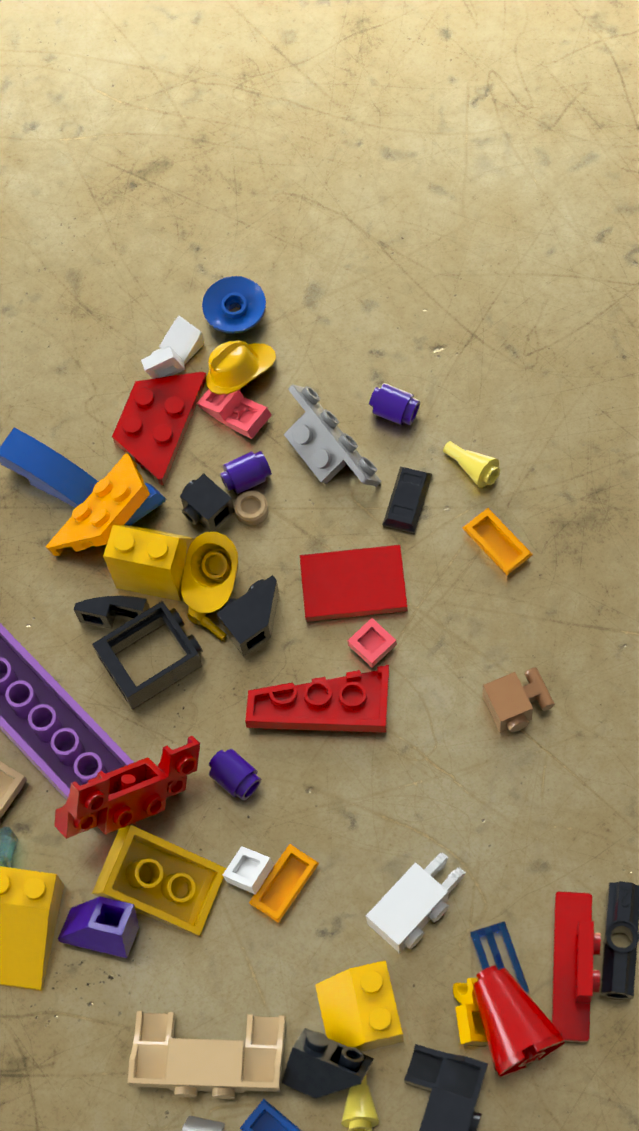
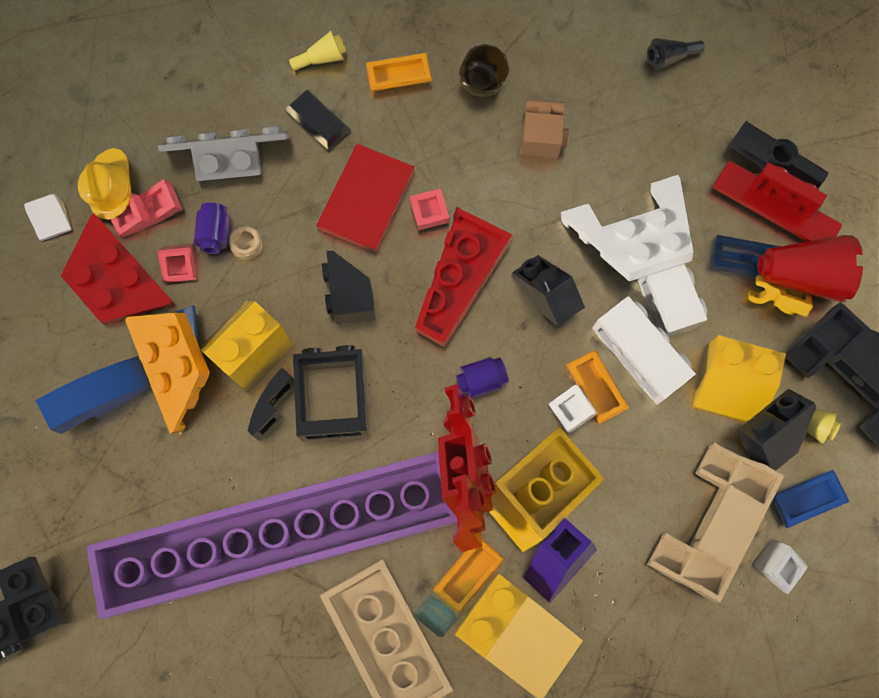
camera: 70 degrees left, 10 degrees up
(51, 857) = (468, 576): none -> light orange tile
(163, 363) = (60, 241): white plate -> none
(199, 460) = (178, 262): none -> coral slope
(200, 619) = (316, 336): yellow hand -> none
(206, 503) = (219, 274): black brick -> none
(209, 572) = (291, 301): yellow piece -> none
(234, 293) = (40, 145): blue dish -> none
(341, 906) = (643, 349): none -> white brick
(352, 788) = (549, 289): none -> black slope
(394, 404) = (229, 81): dark purple brick -> none
(452, 853) = (642, 242): none -> white wing
(539, 613) = (484, 70): none -> dark brown hair

